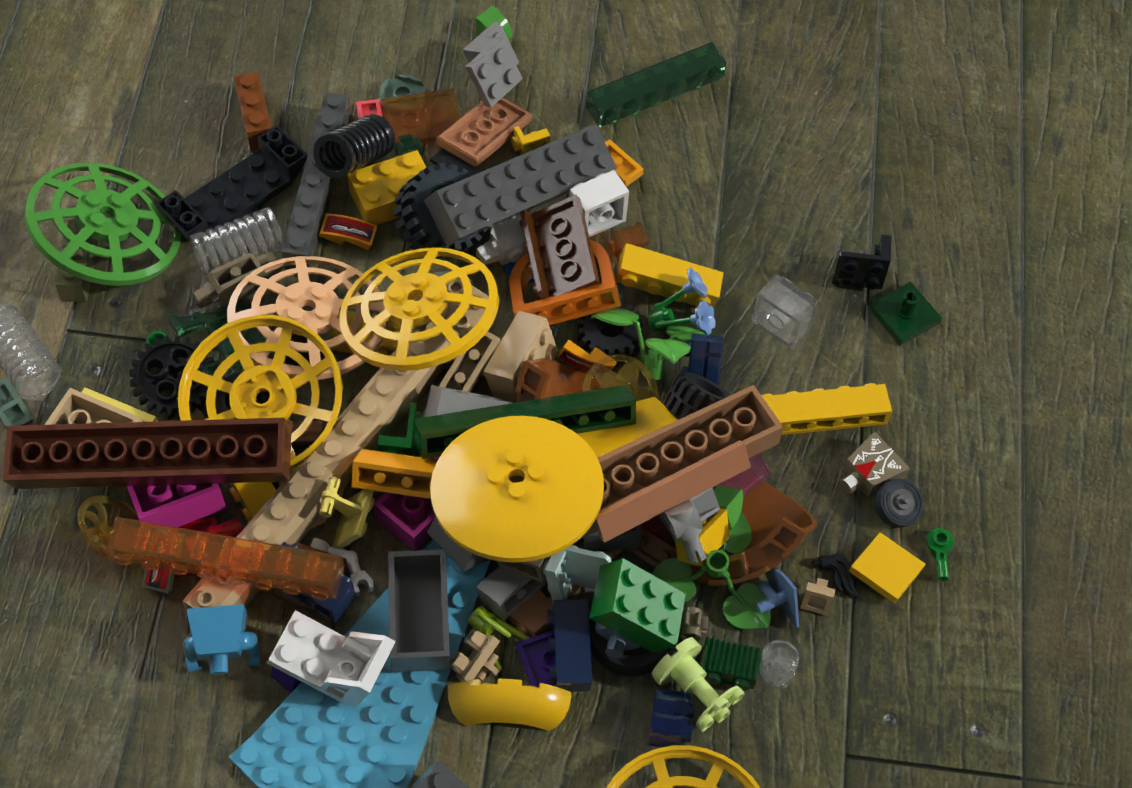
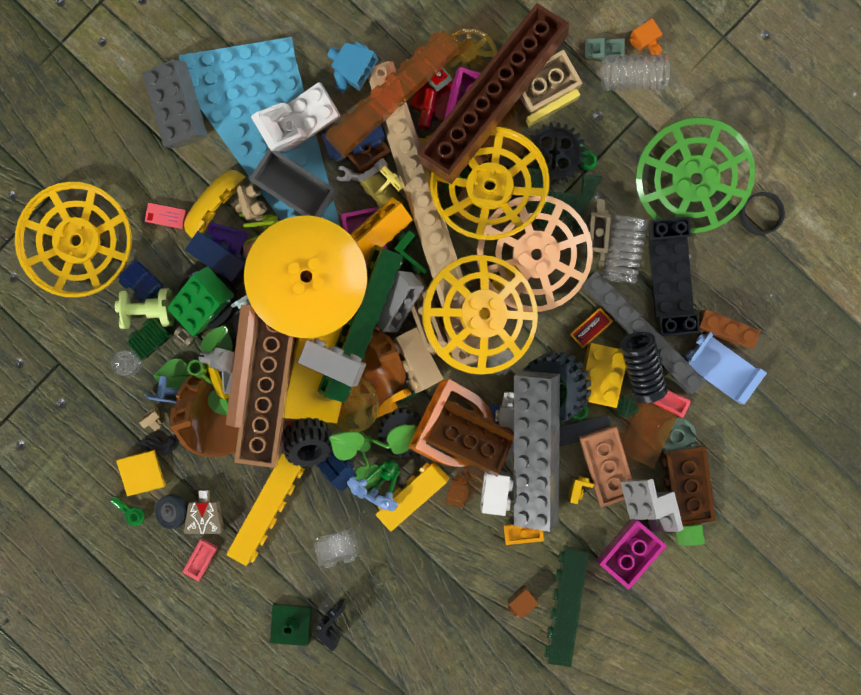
camera: 130 degrees right, 30 degrees up
(101, 133) = (781, 213): none -> black tyre
(297, 90) = (724, 368): none -> light blue panel
(439, 54) = (690, 480): none -> reddish brown bracket
(555, 59) = (631, 553): none -> dark pink brick
(568, 753) = (165, 216): none -> coral tile
(591, 404) = (332, 362): none -> light grey brick
(687, 122) = (522, 602): none -> dark orange brick
(922, 444) = (200, 559): none -> coral tile

